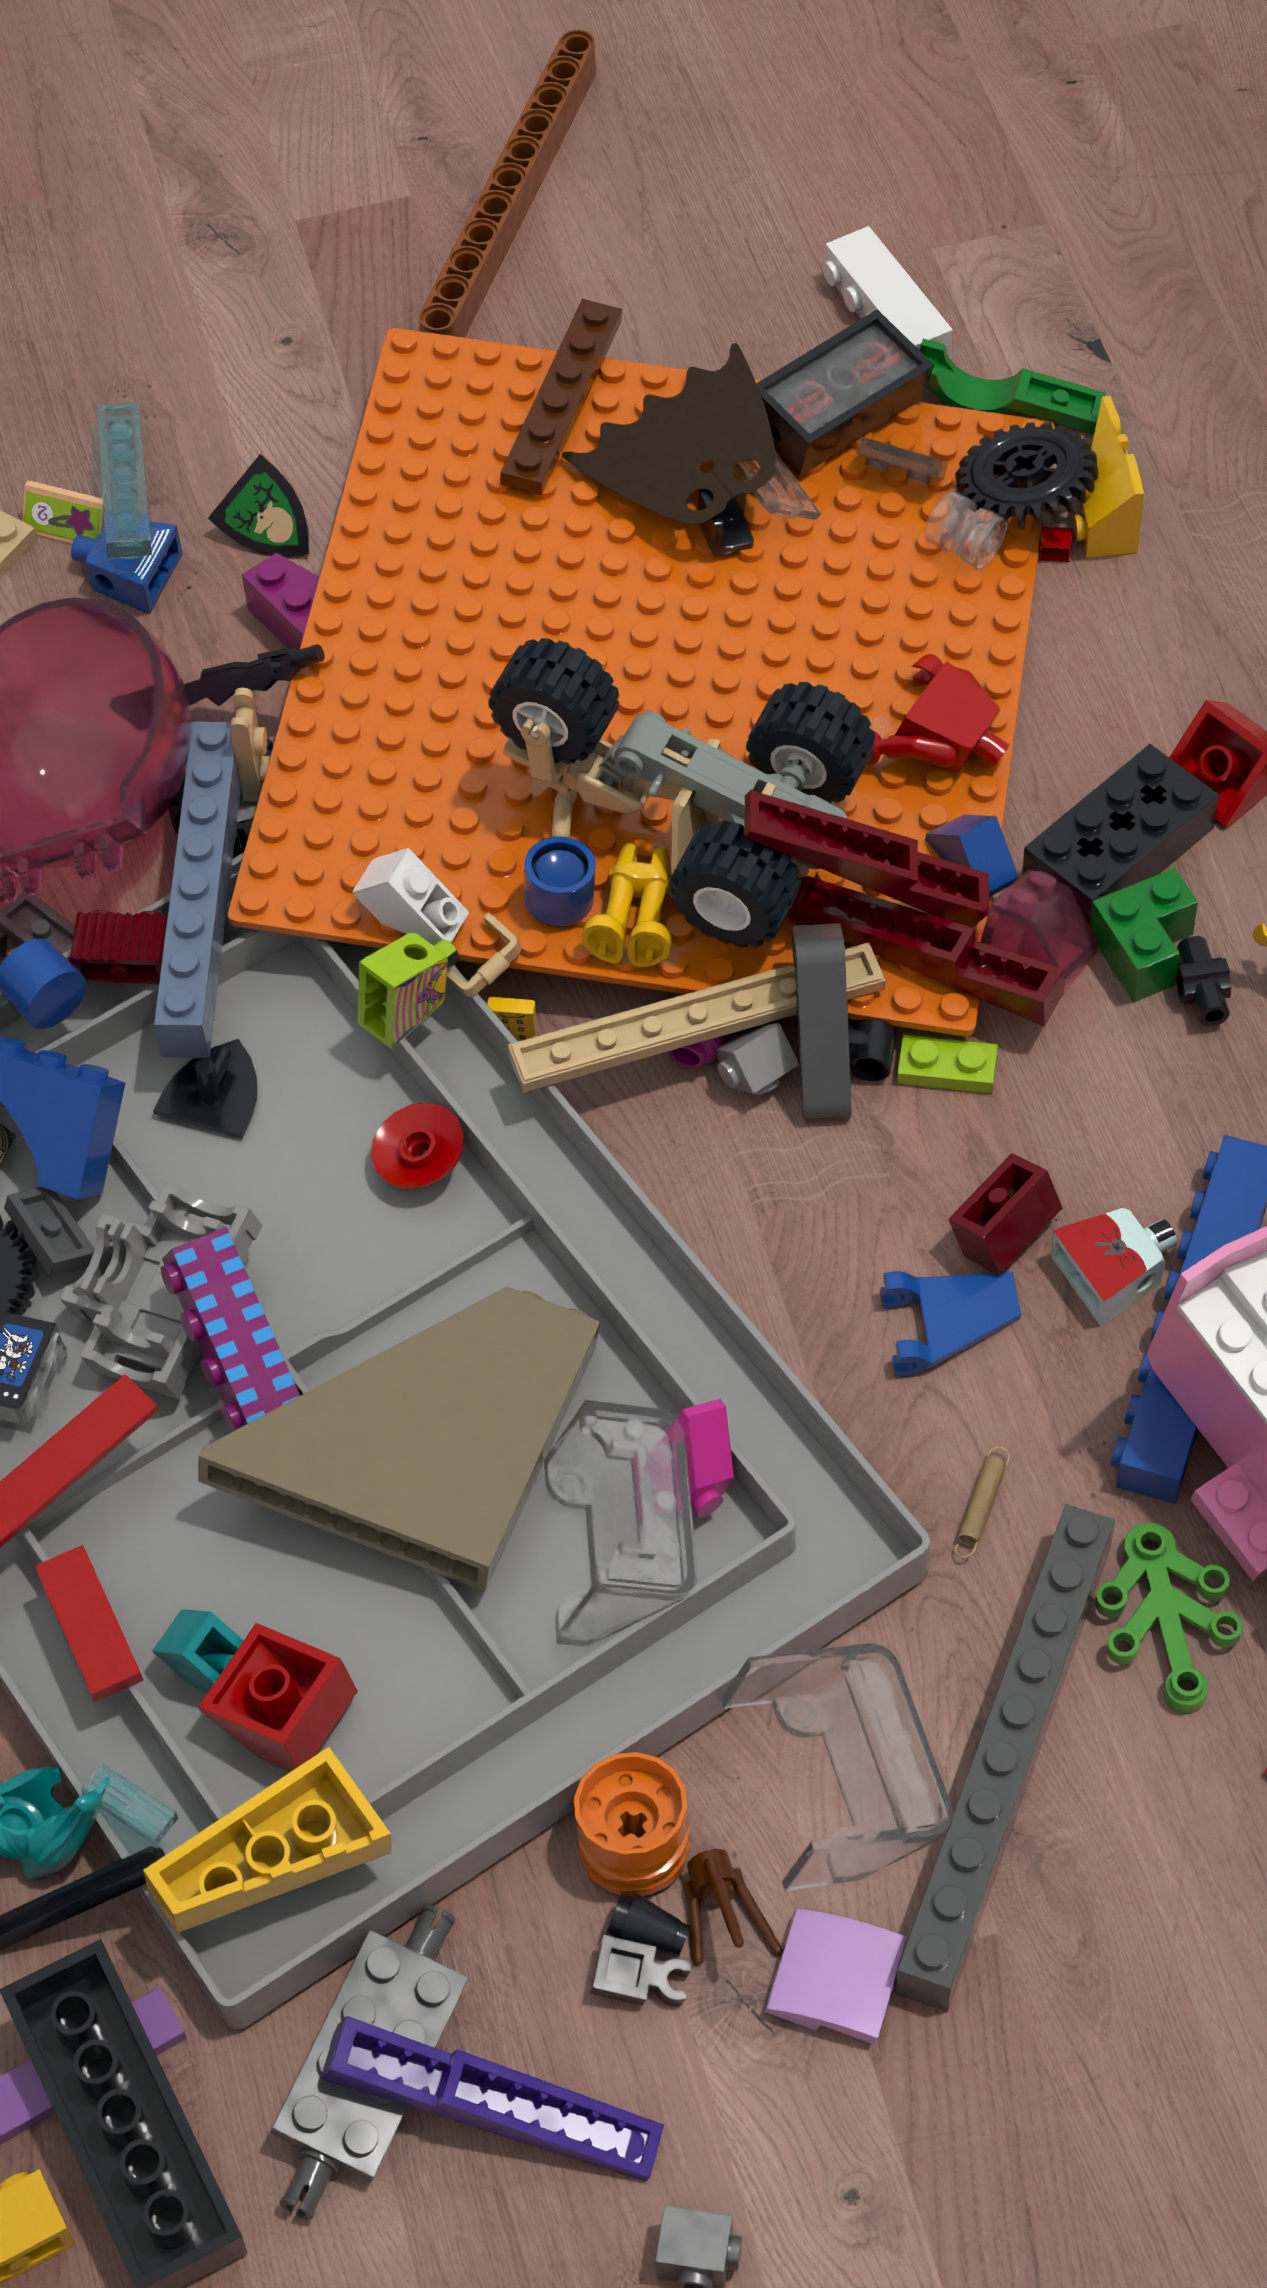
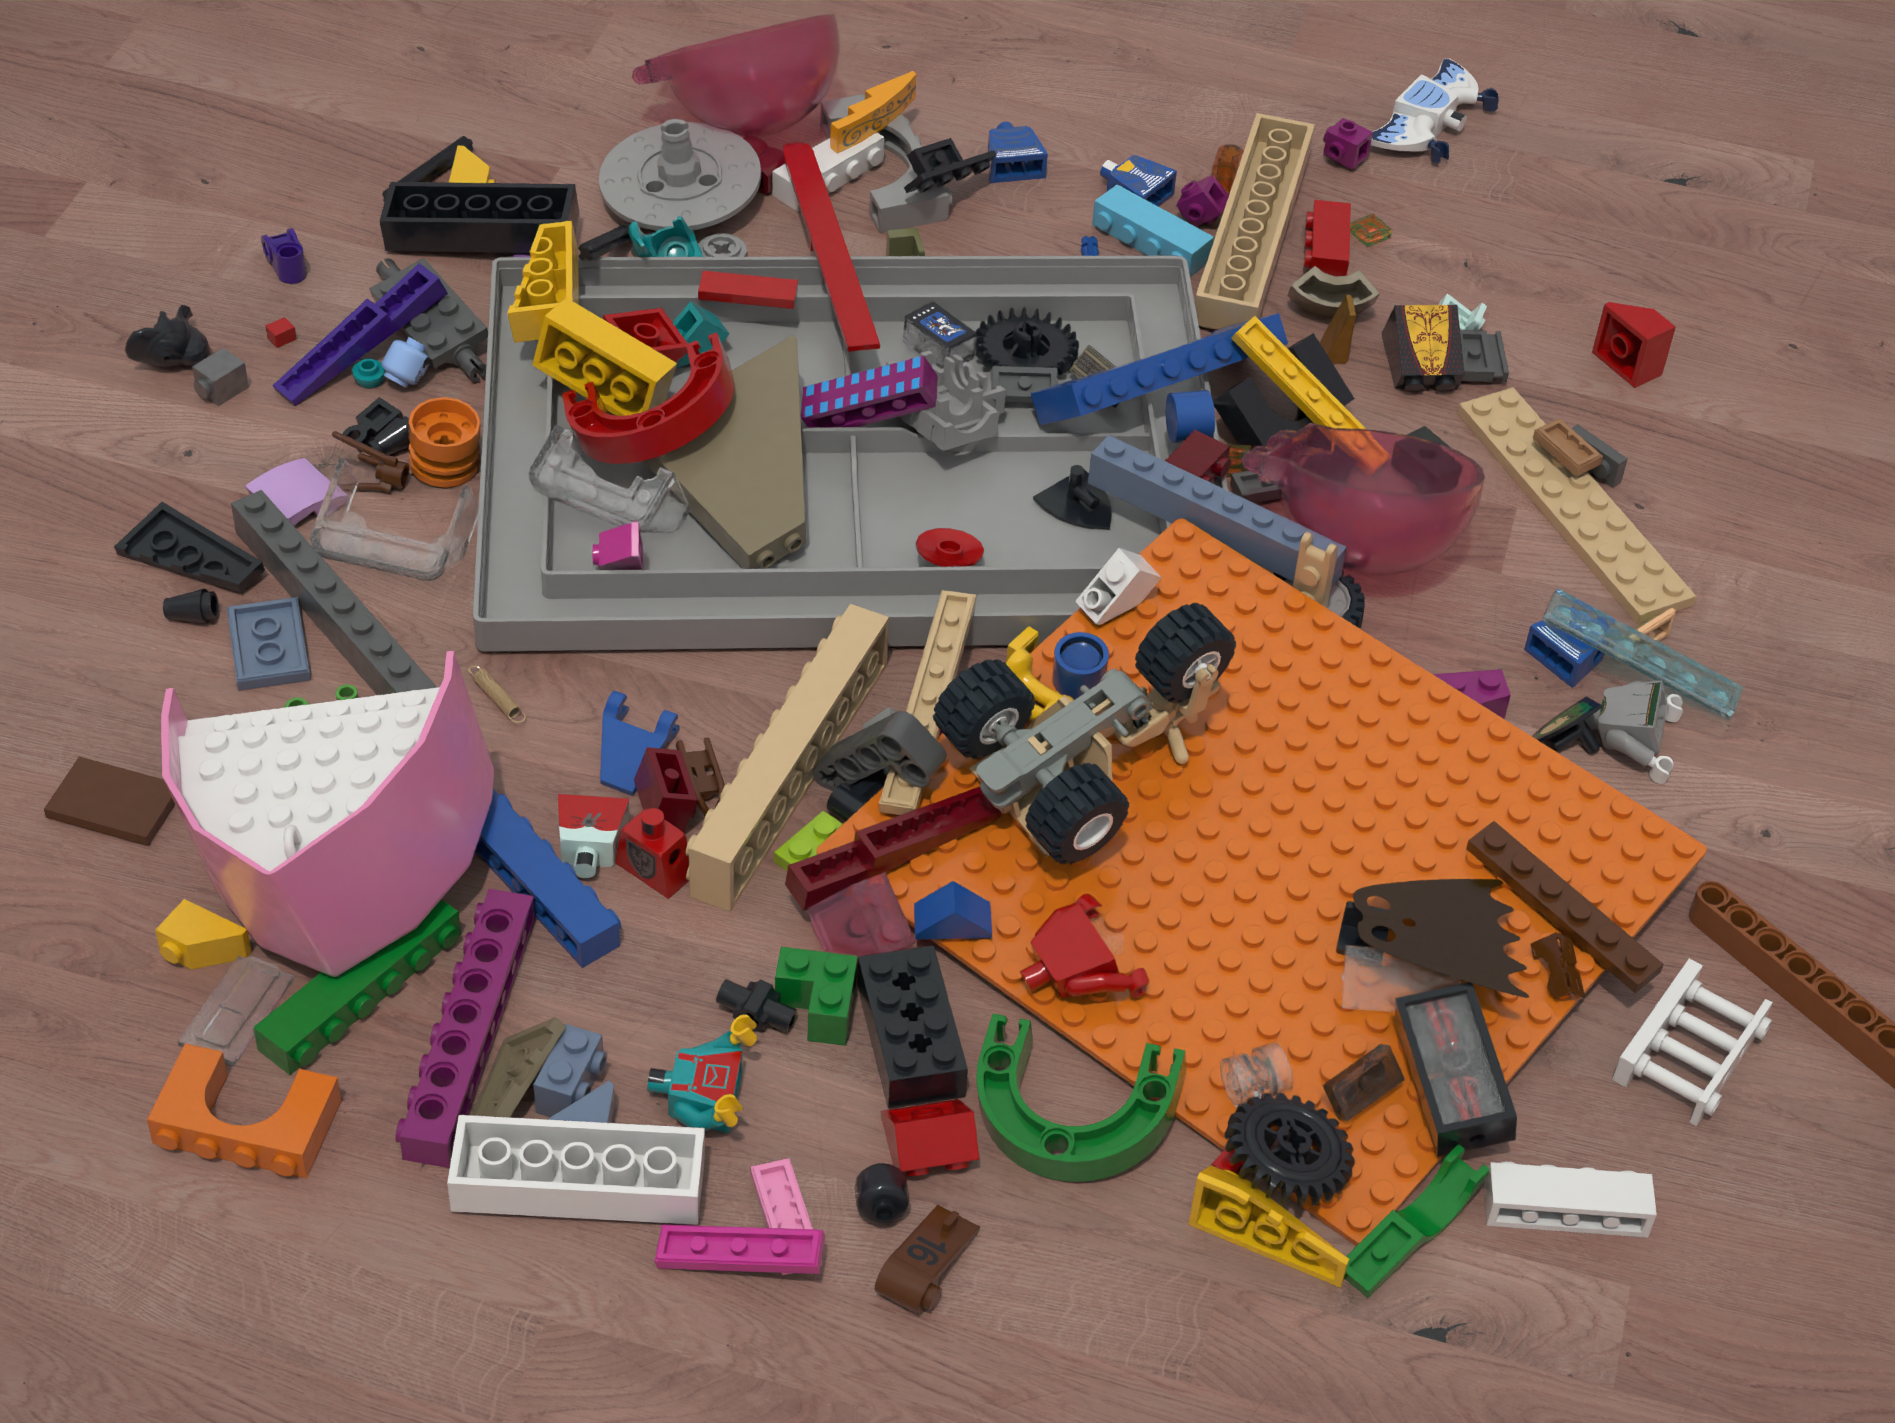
camera: 115 degrees right, 10 degrees down
(132, 1805) = (632, 266): clear light blue piece -> none
(214, 457) = (1635, 723): none -> light grey torso
(258, 675) = (1398, 622): black sword -> none
(383, 1677) = (586, 349): none -> yellow brick
(402, 986) = (1055, 558): lime torso -> none
(468, 1468) = (662, 428): none -> red piece
(494, 966) = (1046, 623): tan piece -> none
(499, 2004) = (406, 362): none -> light blue head
(533, 2254) = (280, 332): none -> red piece
(541, 2046) = (368, 373): none -> teal plate
(633, 380) = (1550, 952): none -> reddish brown piece
(642, 314) = (1670, 1011): none -> white fence
(864, 1119) = (783, 758): none -> tan brick
(869, 858) = (951, 788): dark red slope -> none
(926, 1235) = (697, 763): none -> reddish brown piece
(1036, 2034) = (187, 548): none -> black wing
(1097, 1163) = (654, 852): none -> red torso
(1104, 1812) = (268, 643): none -> sand blue tile
(1127, 1936) = (193, 606): none -> black cone
(1135, 621) = (1091, 1149): none -> green piece

